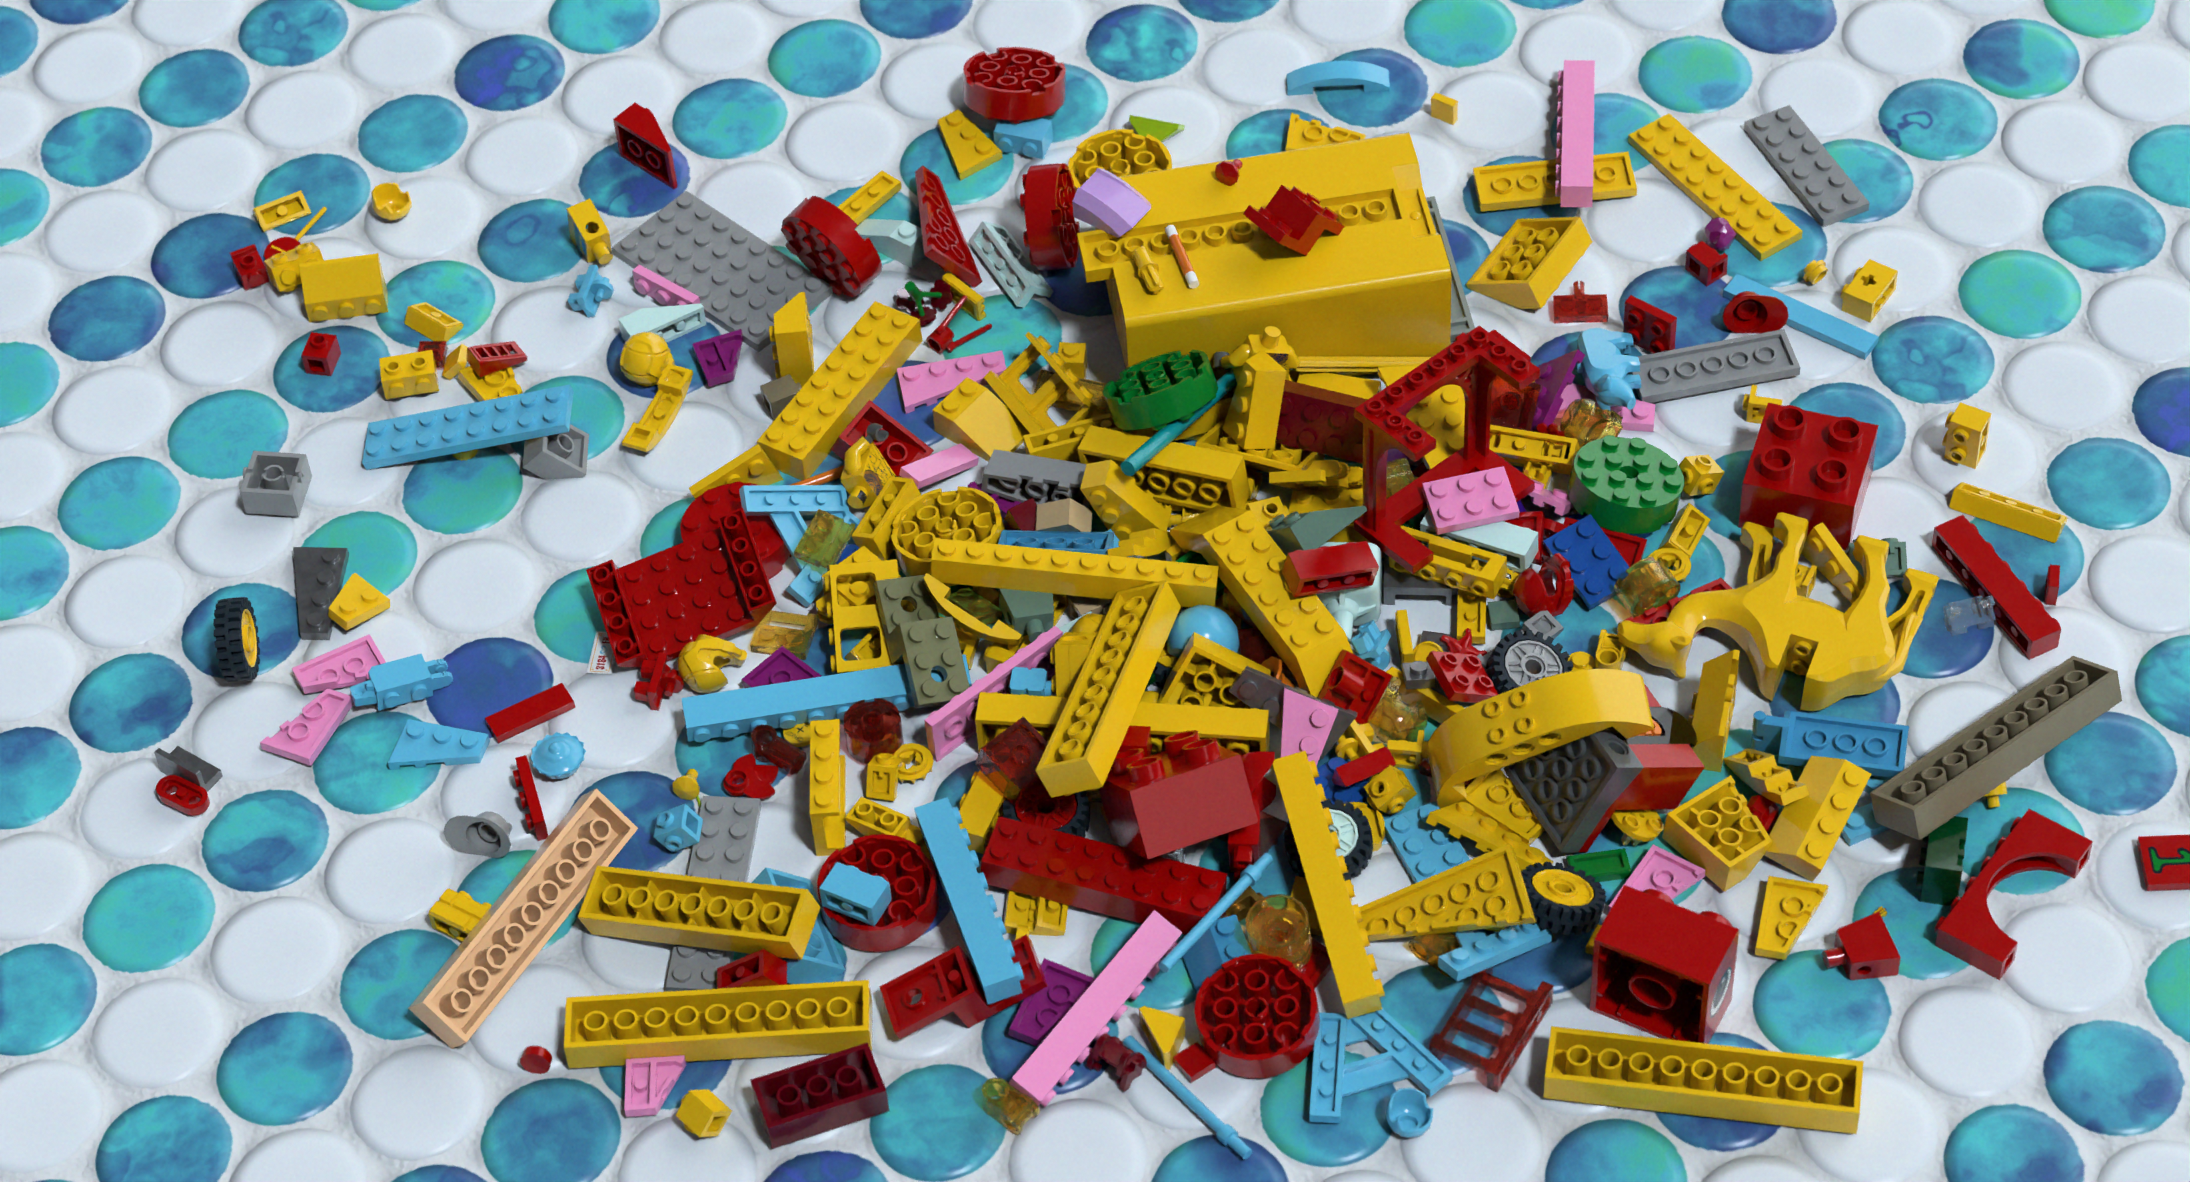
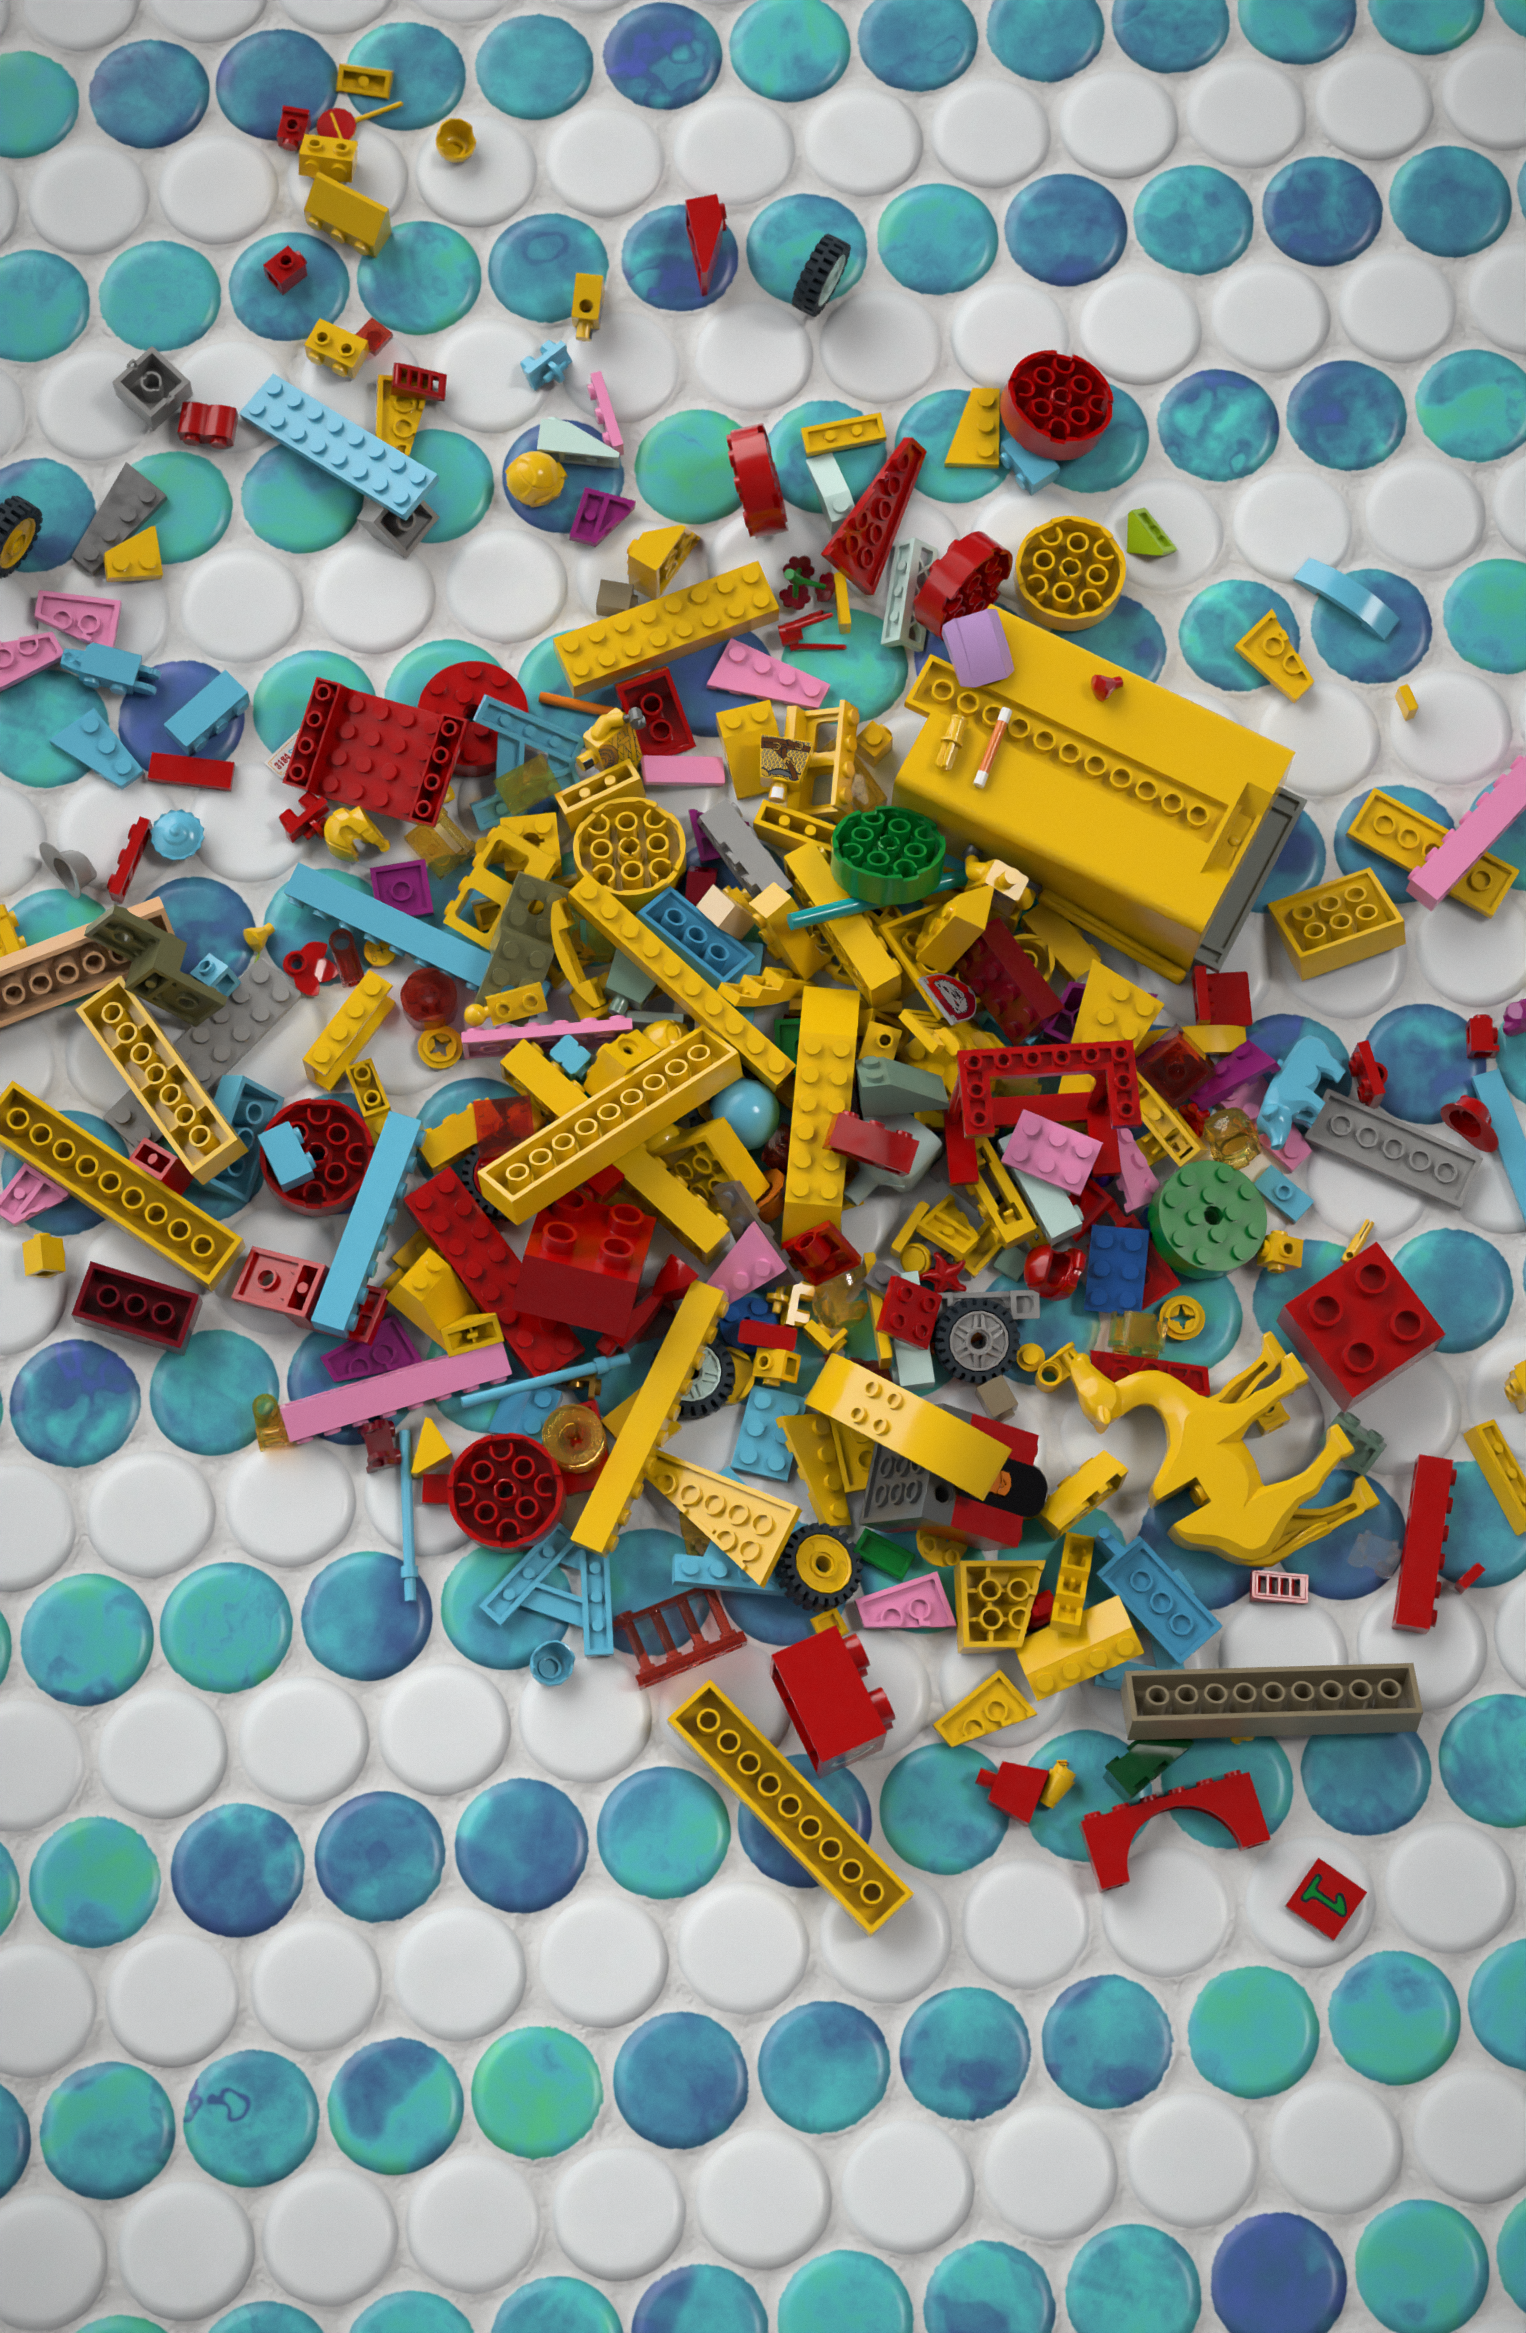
camera: 30 degrees right, 25 degrees up
(342, 483) = (207, 424): none -> red brick
(432, 322) = (401, 298): yellow slope -> none
(455, 361) = (385, 359): yellow tile -> none
(510, 663) = (207, 713): none -> medium azure brick
(624, 830) = (155, 965): none -> olive bracket
(662, 409) = (509, 539): yellow slope -> none
(724, 264) = (671, 419): light grey plate -> none
(748, 467) = (515, 660): yellow wing -> none
(760, 109) = (821, 275): none -> black wheel
(883, 777) = (406, 1047): yellow bracket -> none
(946, 679) = (508, 1006): none -> yellow plate
(1016, 404) = (783, 764): none -> torso
(1068, 920) = (432, 1296): none -> yellow slope
(1126, 918) = (472, 1333): none -> yellow slope
(1294, 219) = (1105, 787): red bracket -> none
(1307, 447) = (951, 997): none -> shield
(1371, 644) = (874, 1219): medium azure hips -> none
(1436, 618) = (949, 1229): none -> yellow wing
(1580, 307) = (1340, 1001): clear red plate -> none
(1673, 443) = (1283, 1194): none -> medium azure plate
(1686, 530) = (1226, 1294): yellow slope -> none
(1746, 439) = (1357, 1242): none -> yellow piece
(1757, 405) = (1394, 1226): yellow bracket -> none
(1832, 562) = (1308, 1425): yellow wing -> none
(1894, 920) = (1056, 1785): none -> yellow cone
(1908, 701) = (1258, 1575): none -> slope

